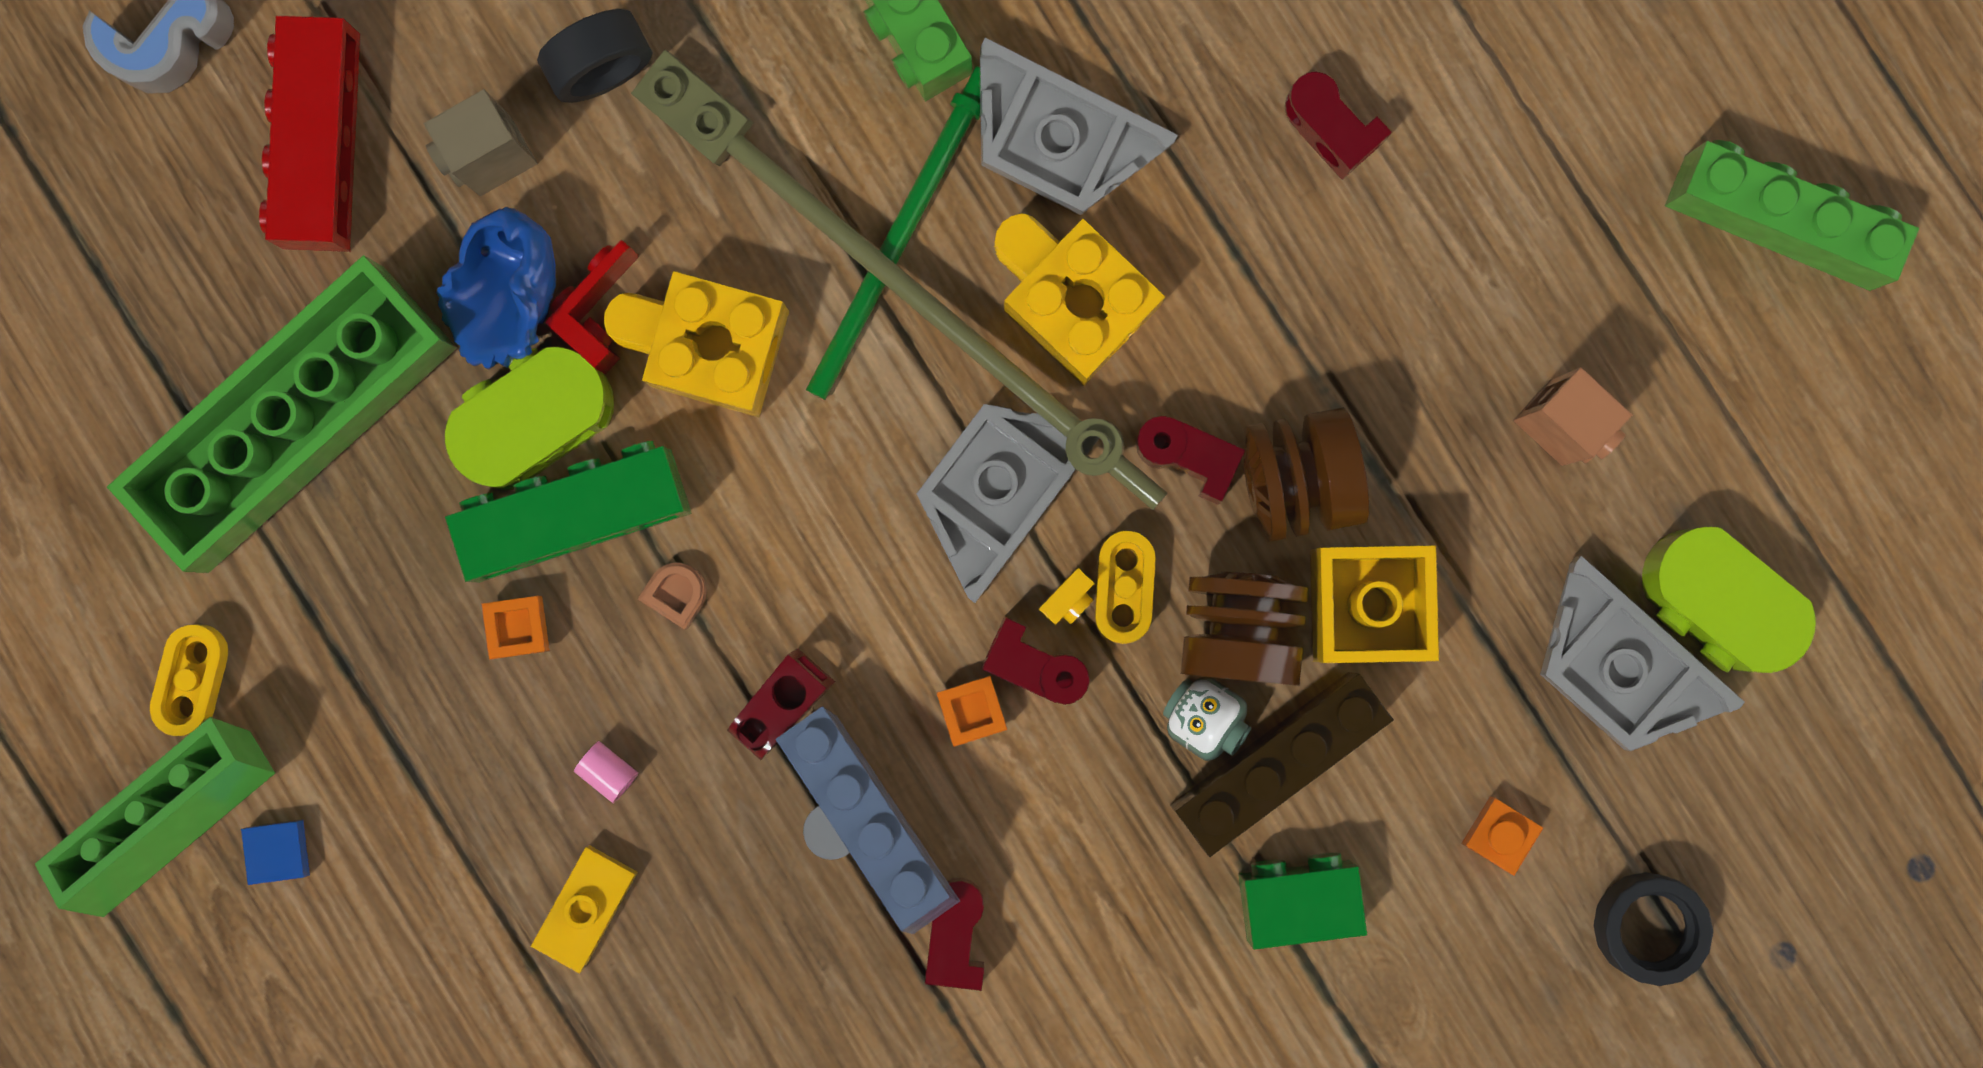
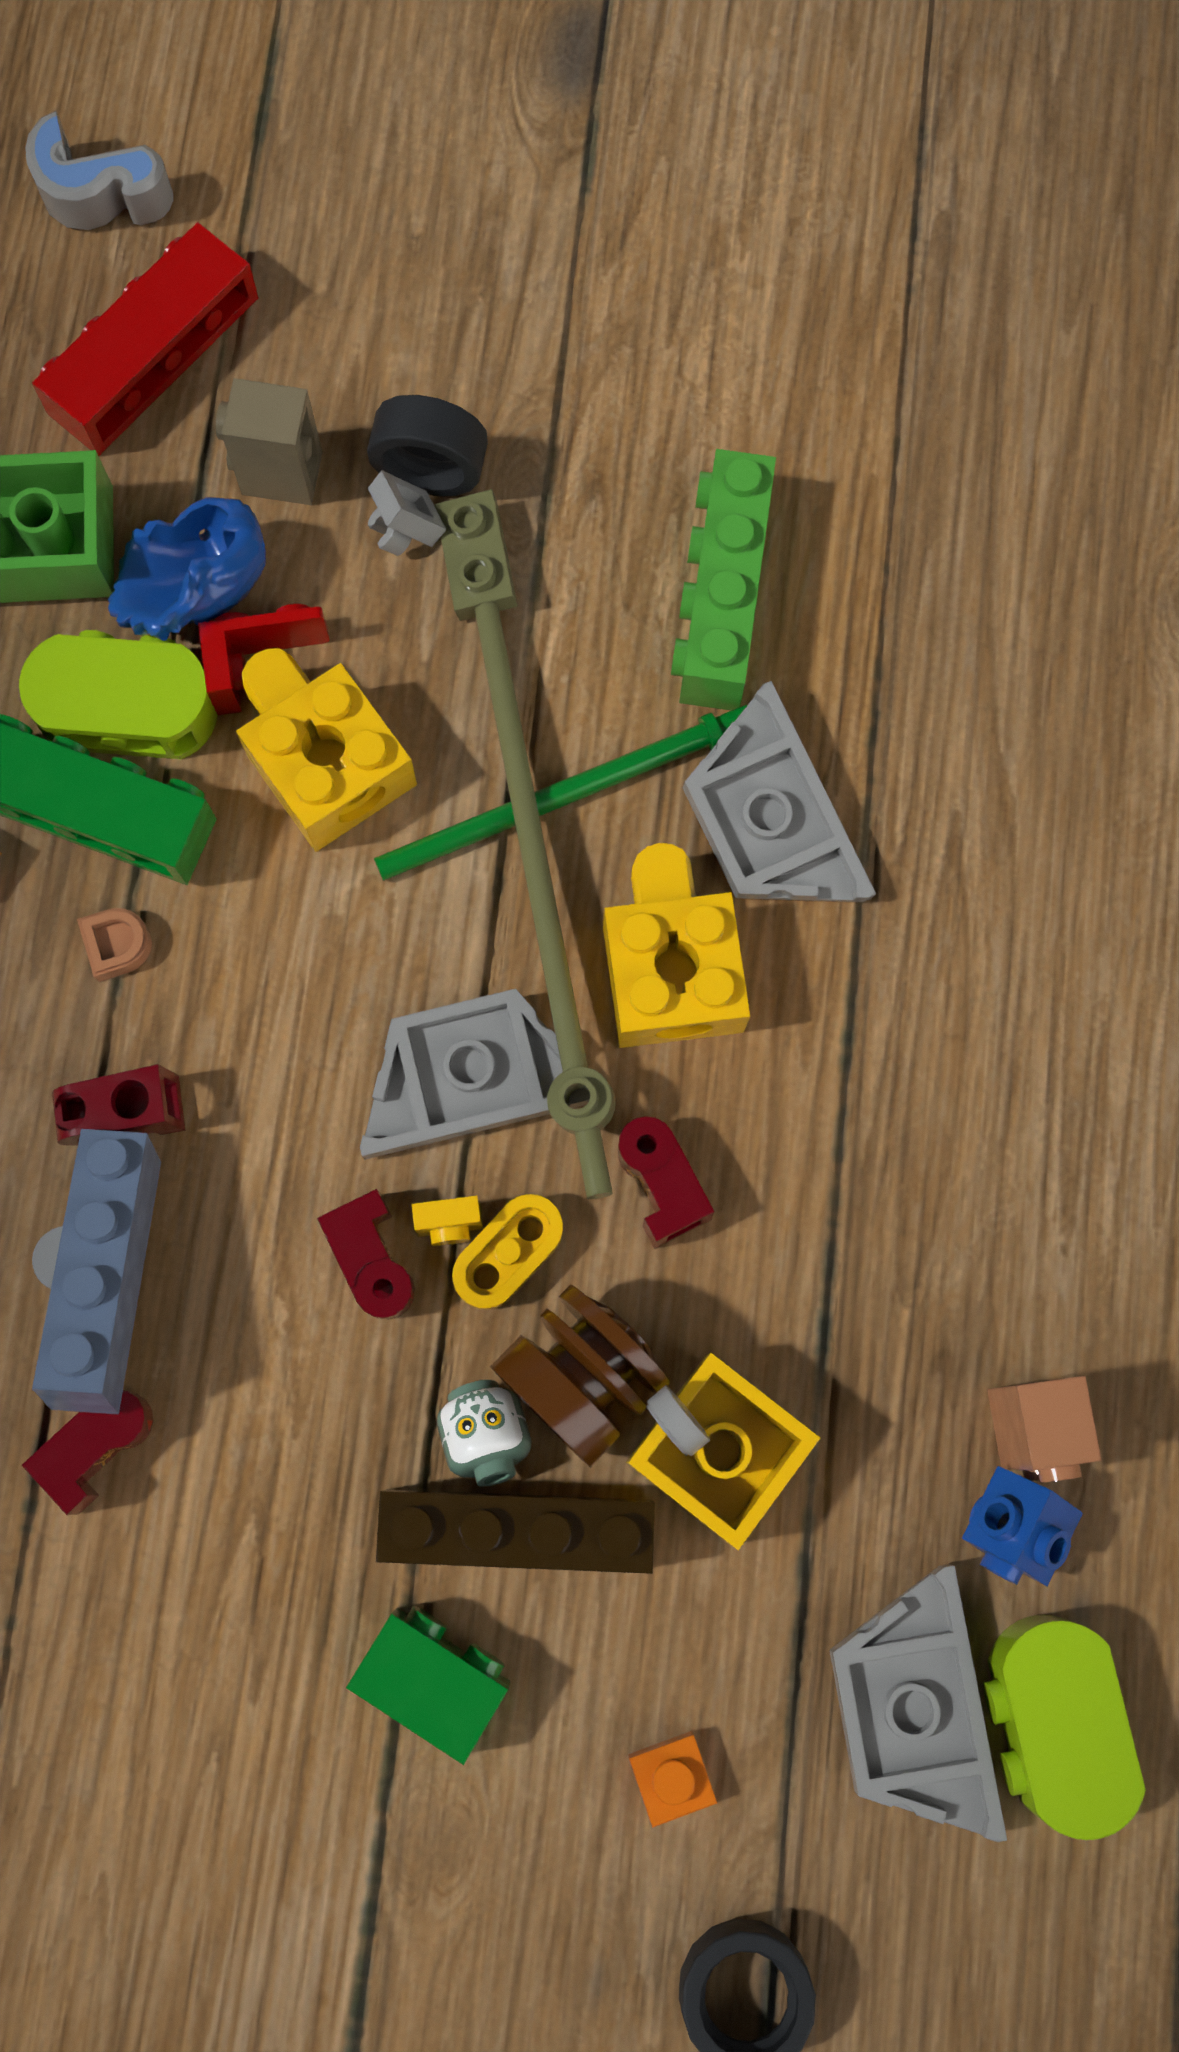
camera: 30 degrees right, 10 degrees down
(618, 118) = (403, 514): none -> light grey tile
(971, 711) = (279, 1252): orange plate -> none
(1317, 473) = (752, 1278): reddish brown wheel -> none
(1330, 125) = (1021, 992): dark red leg -> none
(1337, 611) = (677, 1421): none -> light grey tile
(1607, 497) = (1021, 1528): none -> blue brick

